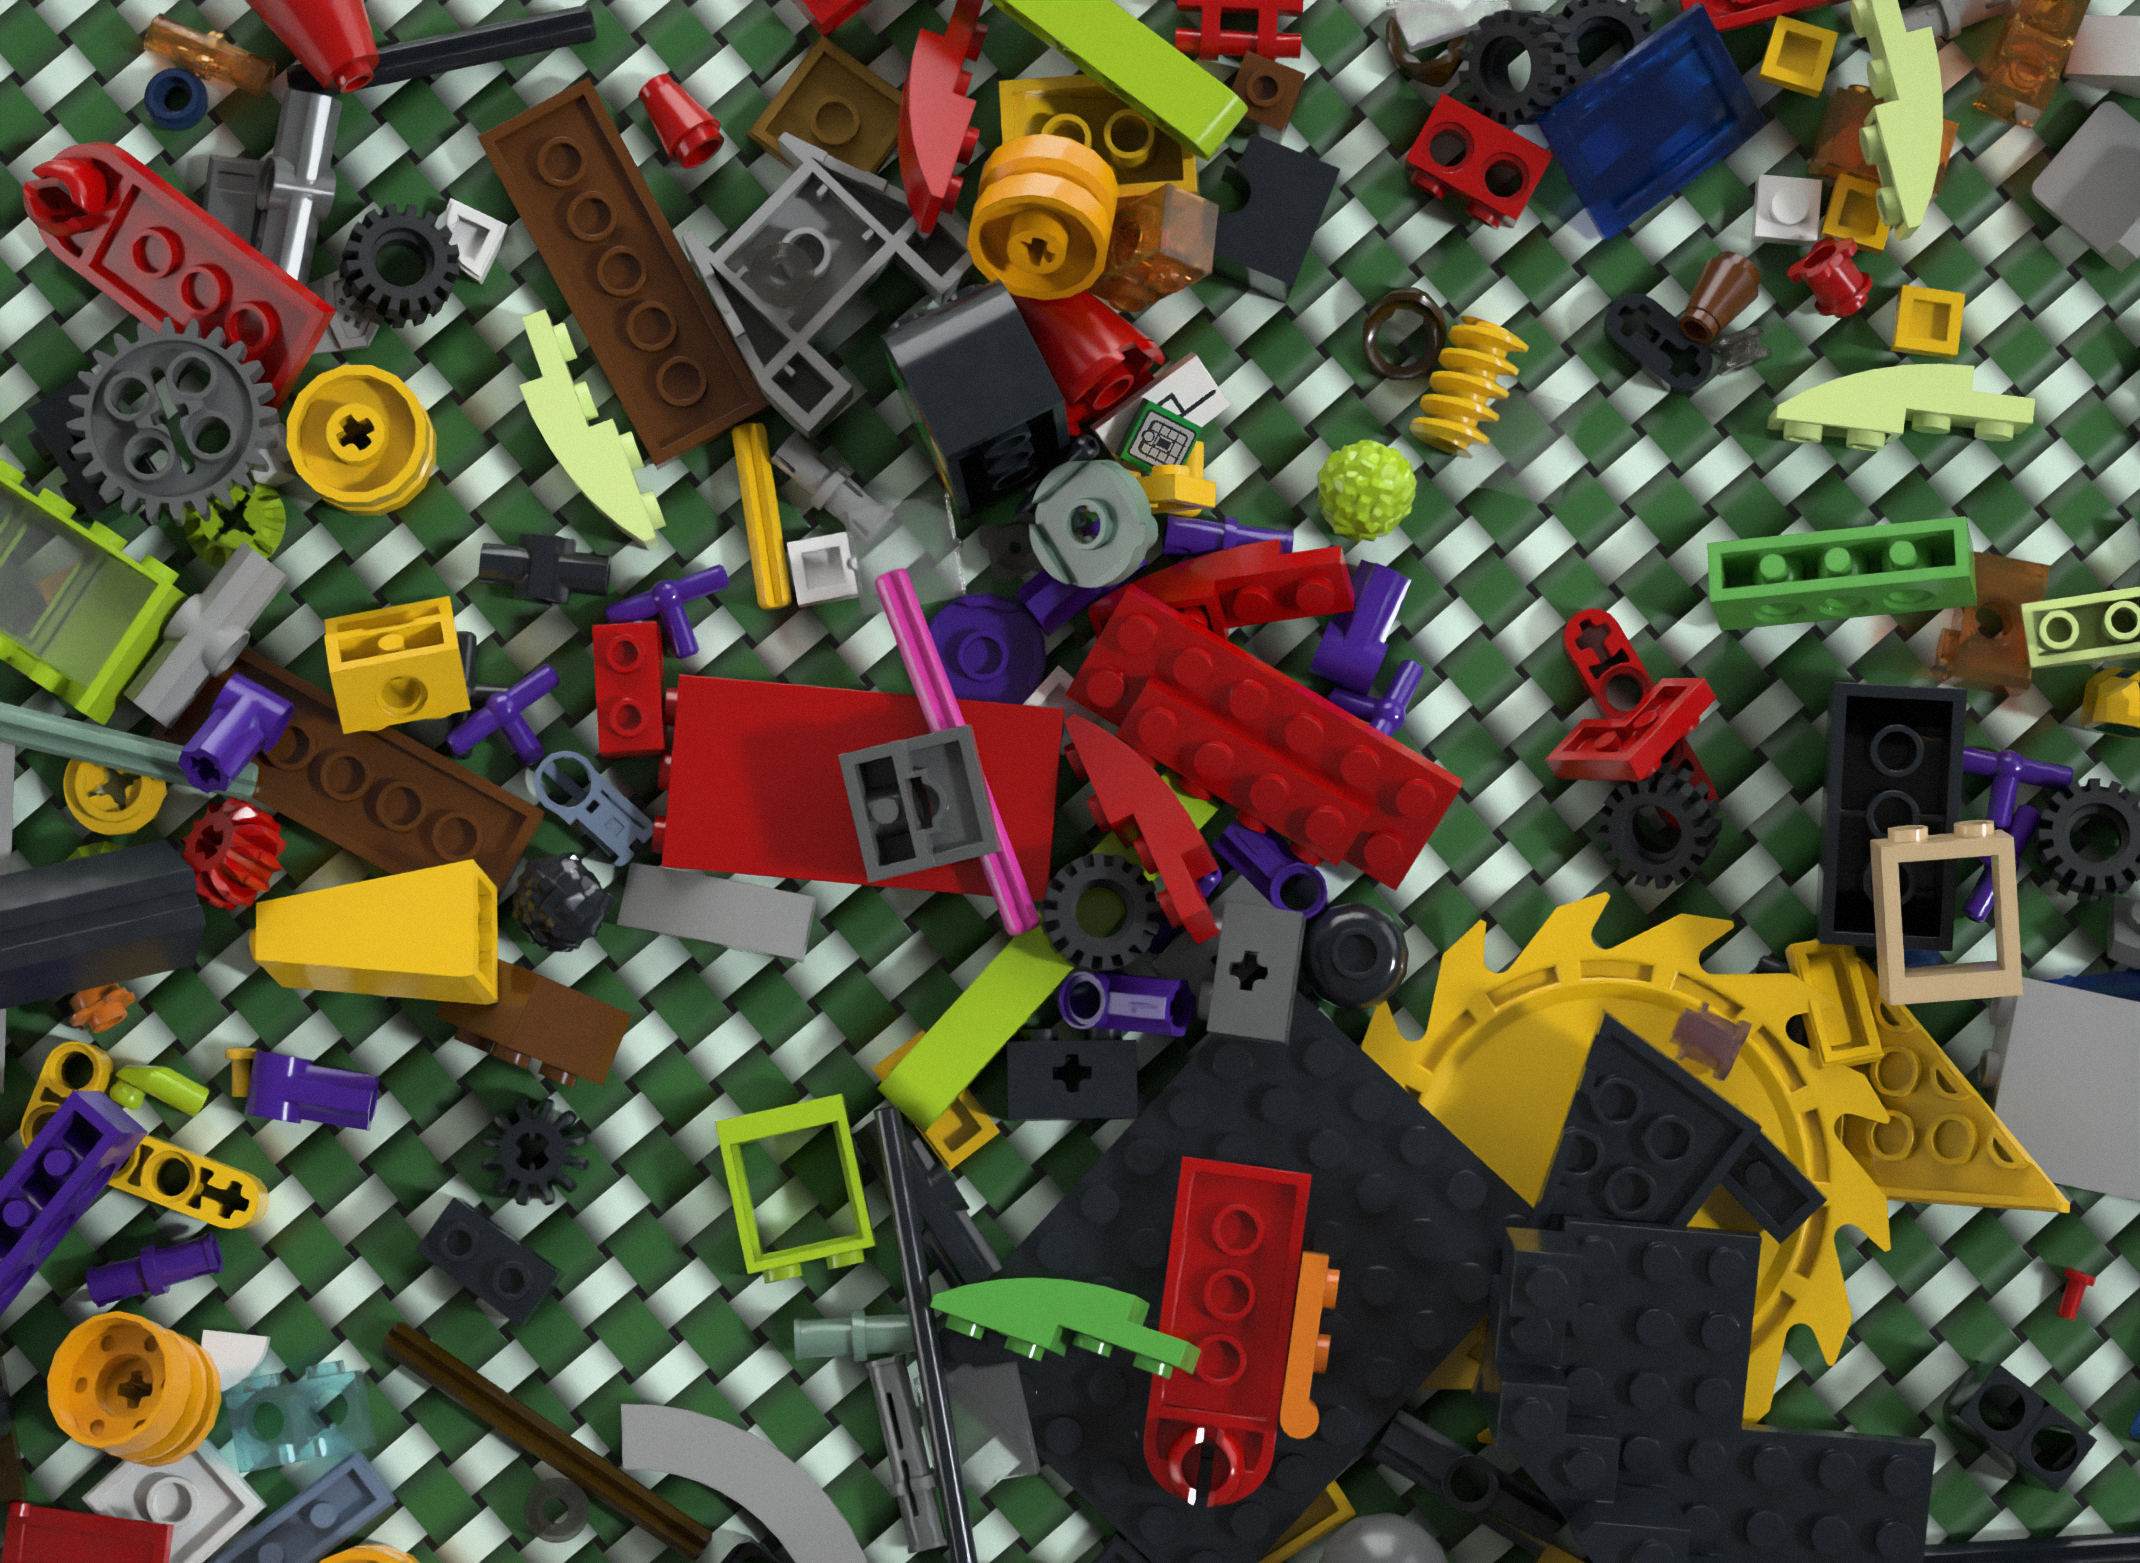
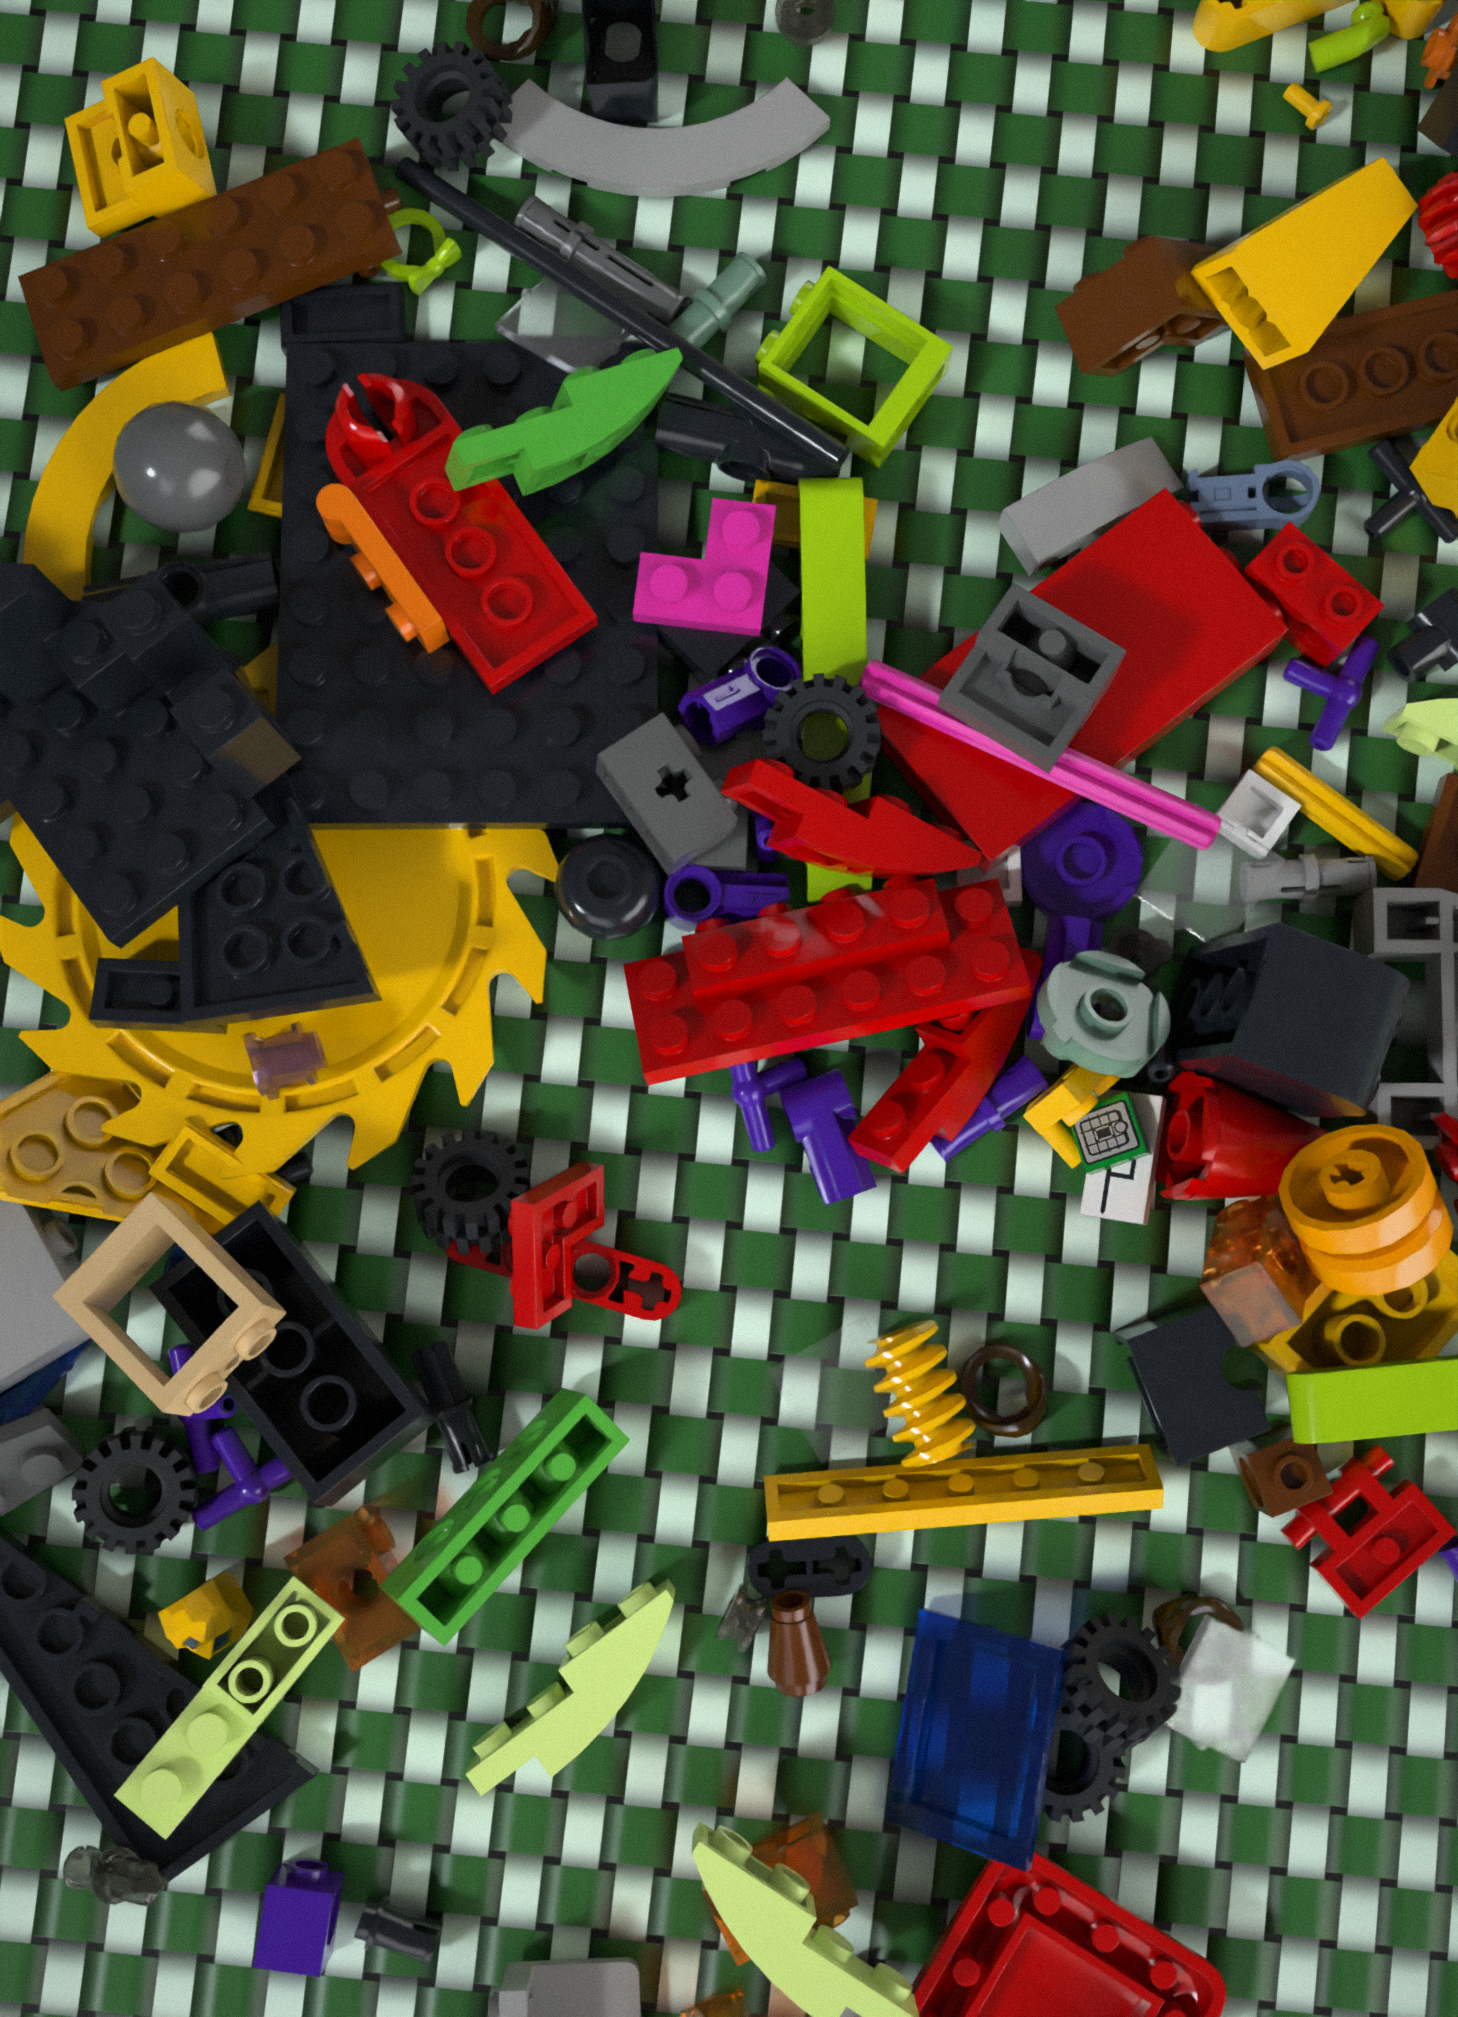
camera: 140 degrees right, 0 degrees up
(297, 1090) = (1261, 117): dark purple piece -> none
(490, 1261) = (1013, 123): black brick -> none
(503, 712) = (1378, 501): dark purple piece -> none
(513, 1152) = (1033, 220): black gear -> none
(546, 1441) = (857, 51): dark brown axle -> none
(560, 902) = (1208, 405): black piece -> none
(1065, 1093) = (717, 592): none -> dark pink plate
(1365, 490) = (922, 1240): lime piece -> none
(1485, 147) = (1077, 1593): red brick -> none
(1503, 292) = (962, 1492): none -> yellow plate
(1786, 210) = (807, 1765): white plate -> none
(1797, 56) = (911, 1899): yellow tile -> none
(1811, 690) = (452, 1406): none -> black axle
(1833, 277) = (723, 1745): red brick -> none
(1855, 214) = (751, 1810): yellow plate -> none
(1927, 322) = (620, 1779): yellow plate -> none

